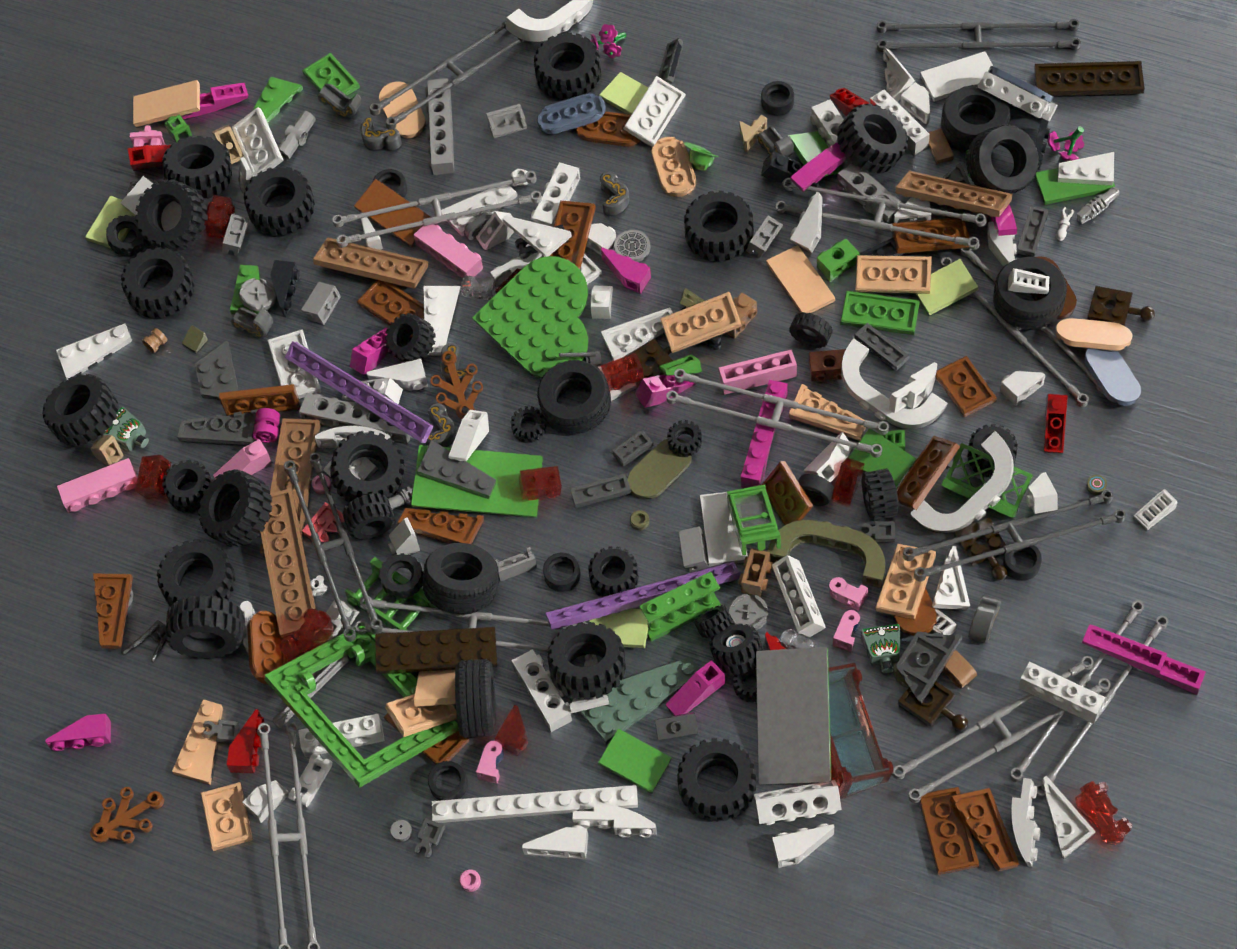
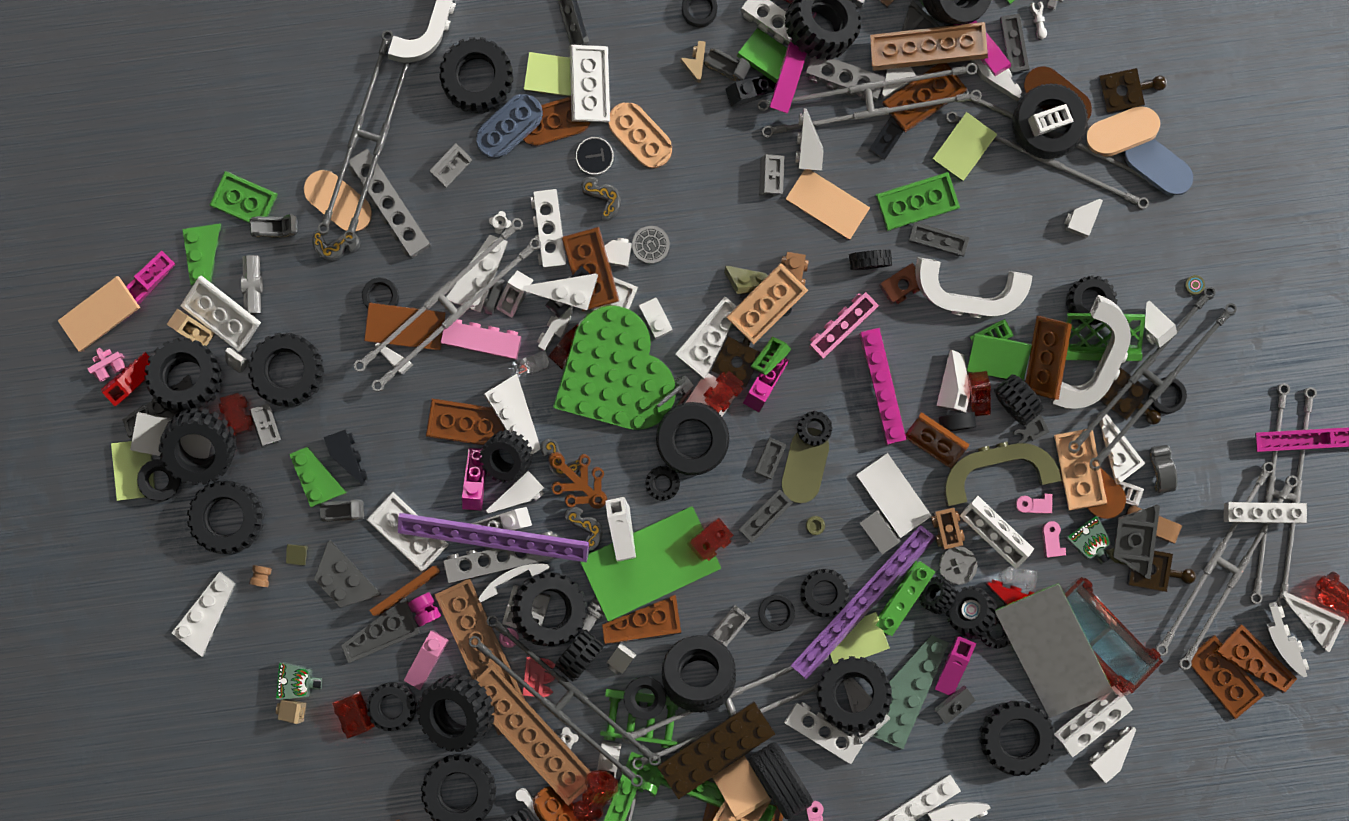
camera: 35 degrees left, 25 degrees up
(80, 409) = (222, 688): black tyre -> none
(98, 485) = (307, 746): bright pink brick -> none
(177, 125) = (127, 335): bright green window -> none
(257, 294) = (328, 479): light grey tile -> none
(321, 302) = (393, 456): light grey hinge -> none
(371, 263) = (416, 390): medium nougat plate -> none
(458, 474) = (609, 572): dark grey wing -> none
(512, 733) = (822, 785): clear red slope -> none
(609, 34) = (499, 23): dark pink plant -> none
(627, 164) = (594, 156): none -> black tile
(629, 272) = (666, 277): dark pink slope -> none
(634, 761) = (937, 754): bright green tile -> none
(700, 156) = (662, 112): bright green piece -> none
(718, 206) = (724, 161): black tyre -> none
(753, 517) = (921, 481): bright green door -> none
(774, 421) = (885, 354): light grey bar -> none
(815, 400) = (918, 336): light nougat wing -> none
(832, 267) = (859, 157): bright green brick -> none
(893, 274) = (913, 158): light nougat tile -> none
(916, 391) = (997, 273): white slope -> none
(965, 386) = (1032, 241): dark orange tile -> none
(1055, 422) = (1131, 240): red slope -> none
(1165, 501) = (1269, 274): white slope -> none

